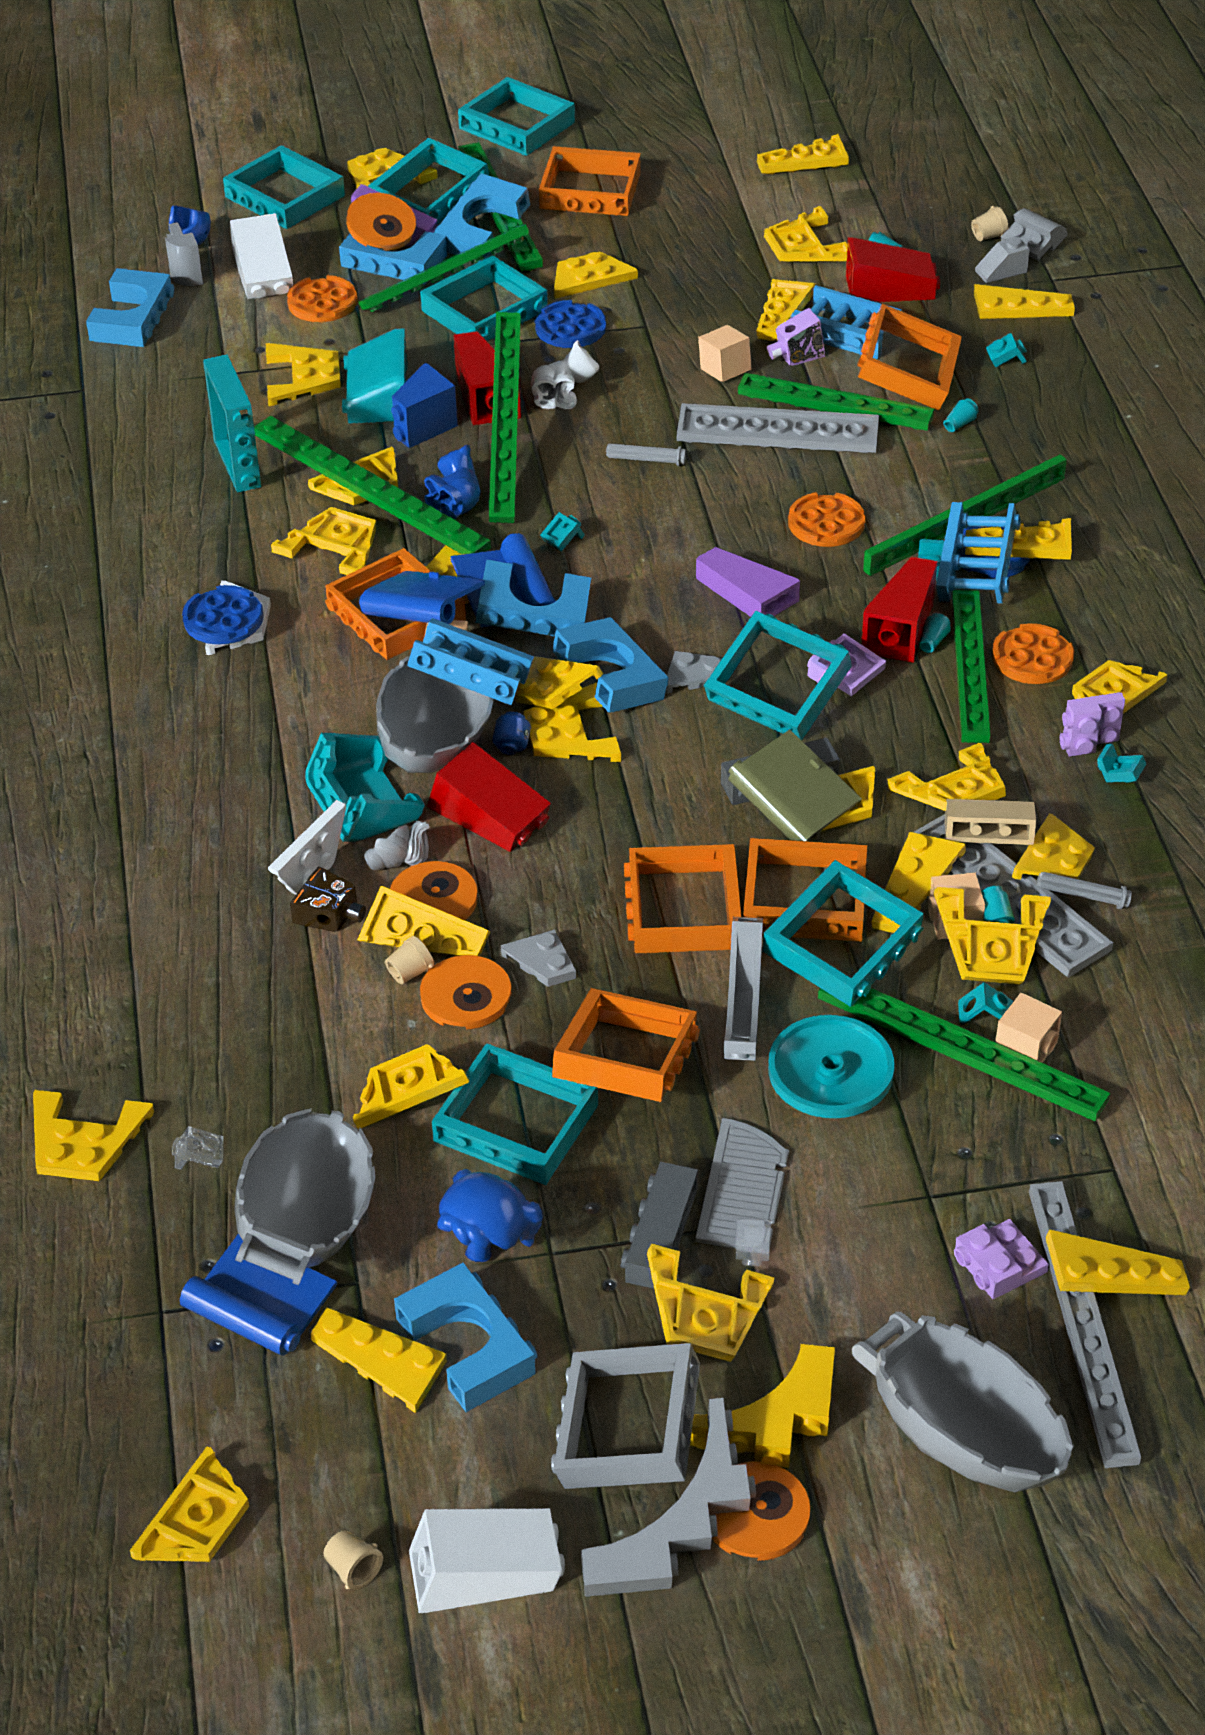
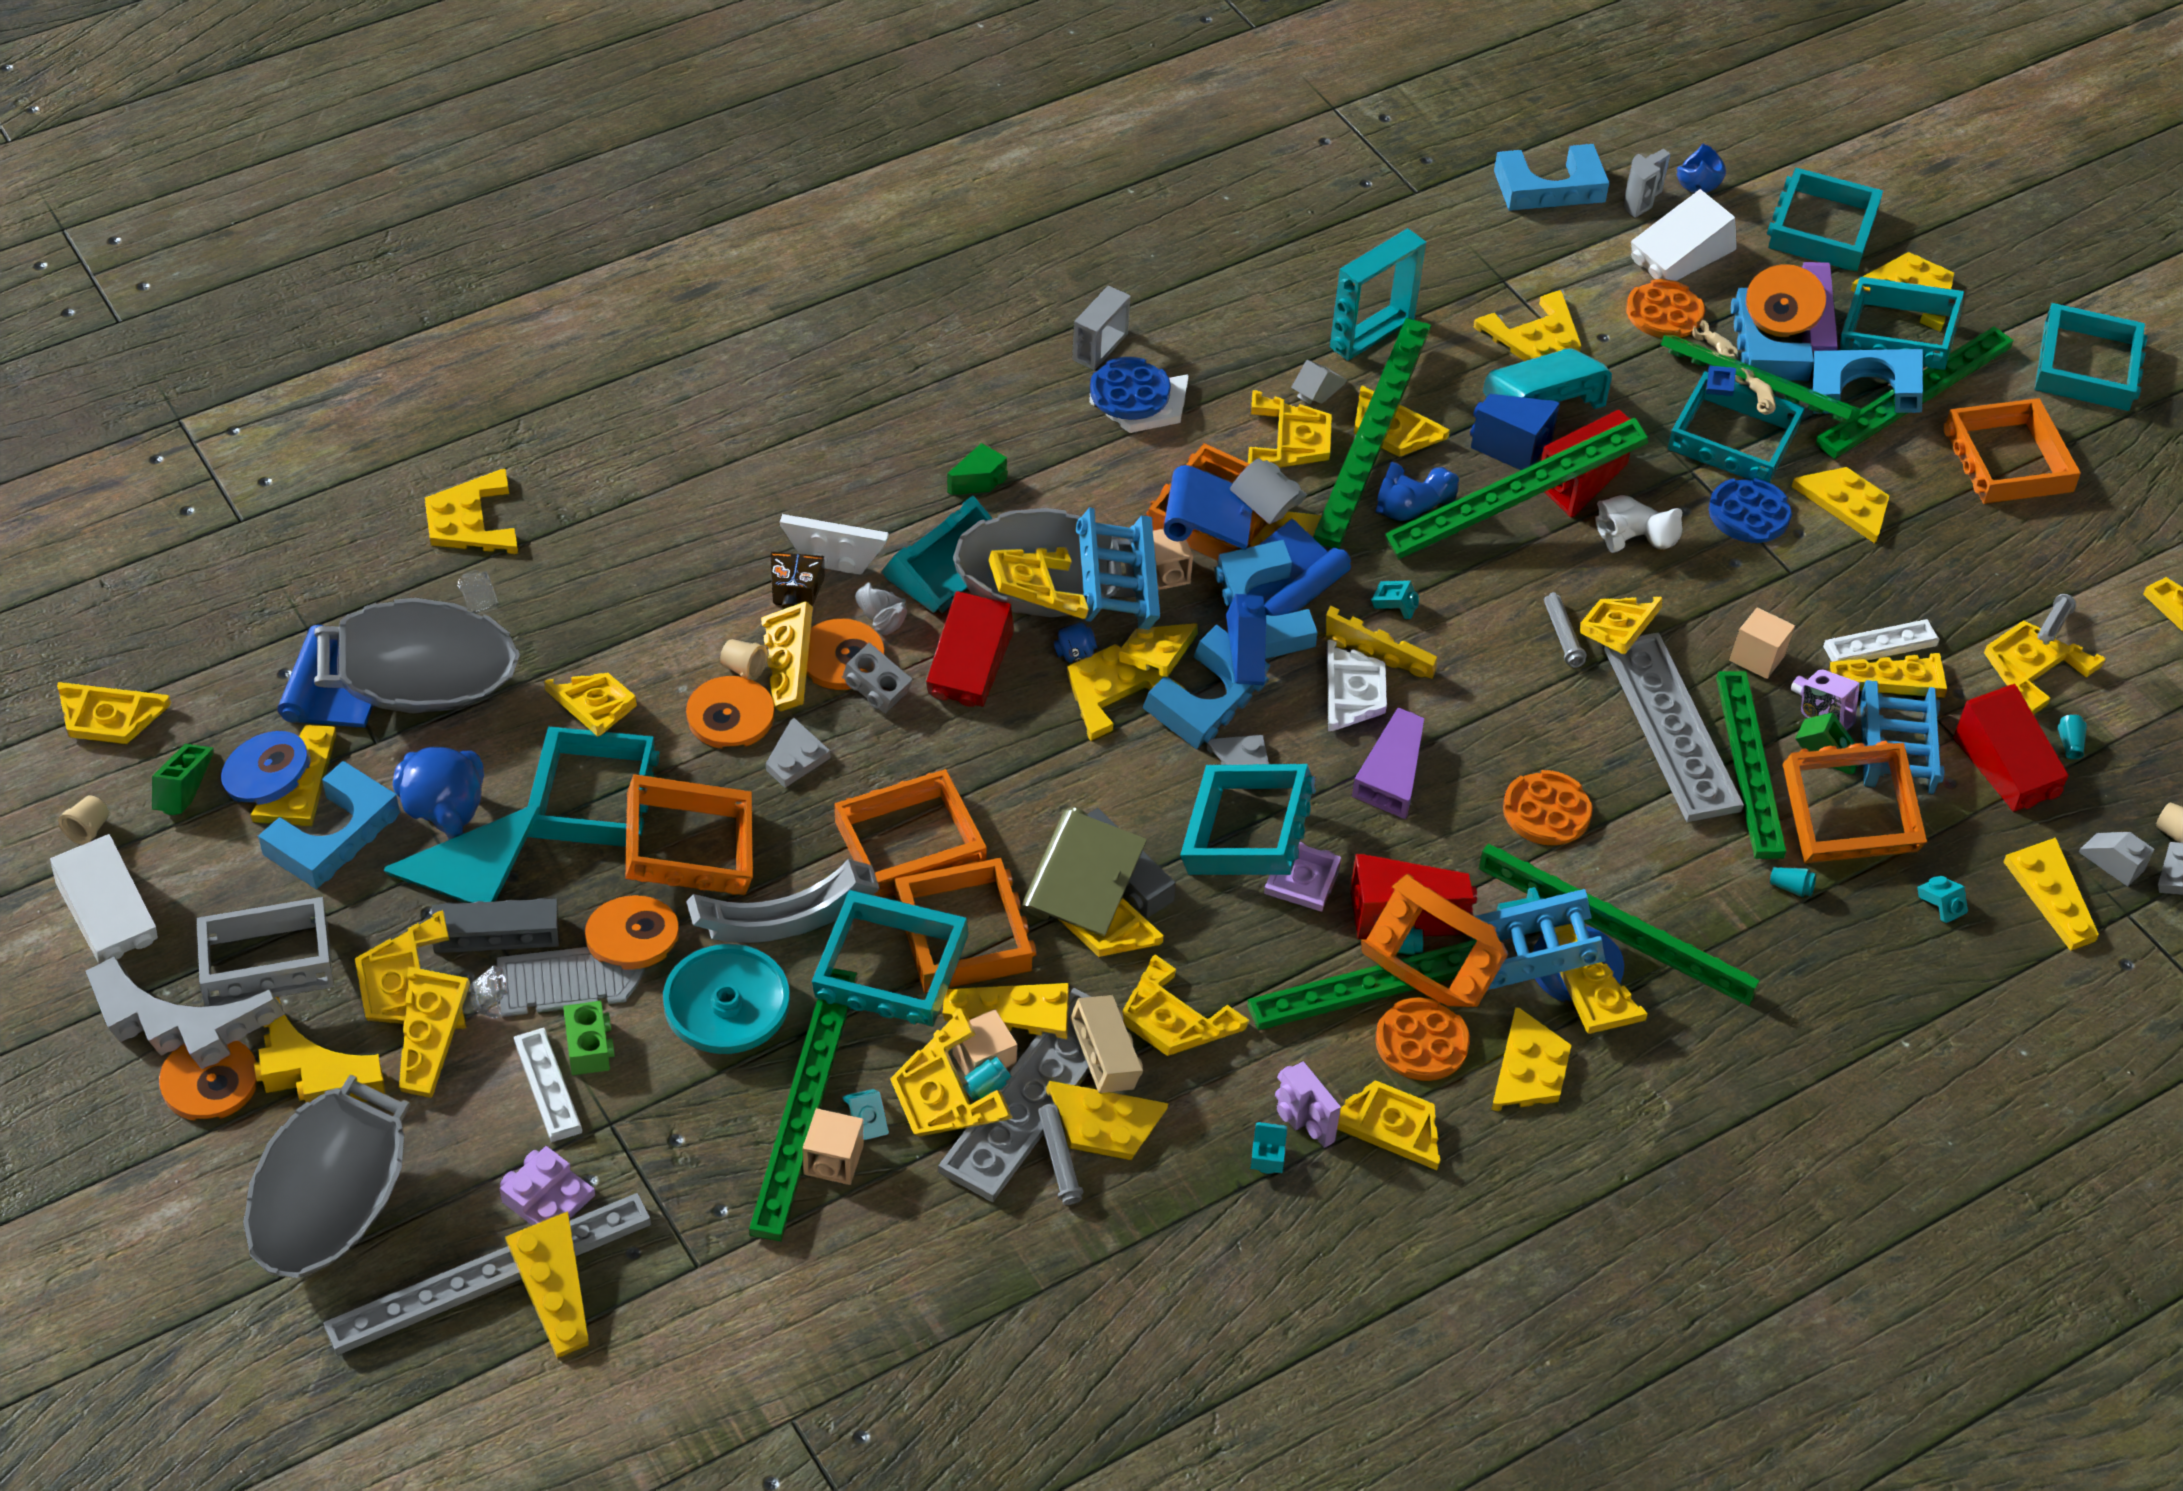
camera: 65 degrees right, 5 degrees up
(138, 609) = (1102, 327): none -> light grey window
(260, 741) = (978, 472): none -> green slope
(287, 504) = (1317, 382): none -> light grey slope
(335, 1456) = (180, 778): none -> green slope
(359, 1375) = (265, 767): none -> blue tile
(378, 283) = (1720, 343): none -> tan arm
(419, 554) = (1267, 490): none -> light grey brick
(443, 282) = (1721, 380): none -> blue plate
(458, 719) = (1028, 578): none -> yellow wing
(468, 265) = (1766, 401): none -> tan arm
(489, 870) = (882, 674): none -> light grey brick
(575, 1226) = (471, 864): none -> teal tile
(582, 610) = (1247, 638): none -> blue slope
(611, 556) = (1378, 644): none -> yellow wing
(646, 583) = (1354, 687): none -> white wing
(663, 417) = (1619, 621): none -> yellow wing
(713, 1123) = (632, 932): none -> orange tile
(744, 303) = (1882, 642): none -> white tile
(757, 209) = (2062, 607): none -> light grey axle
(769, 1295) = (431, 1018): none -> yellow wing
(831, 1184) = (588, 1037): none -> bright green brick
(834, 356) = (1824, 732): none -> green slope
(868, 1231) = (547, 1085): none -> white tile
(941, 609) = (1396, 924): none -> orange wedge
(1079, 602) = (1531, 1064): none -> yellow wing

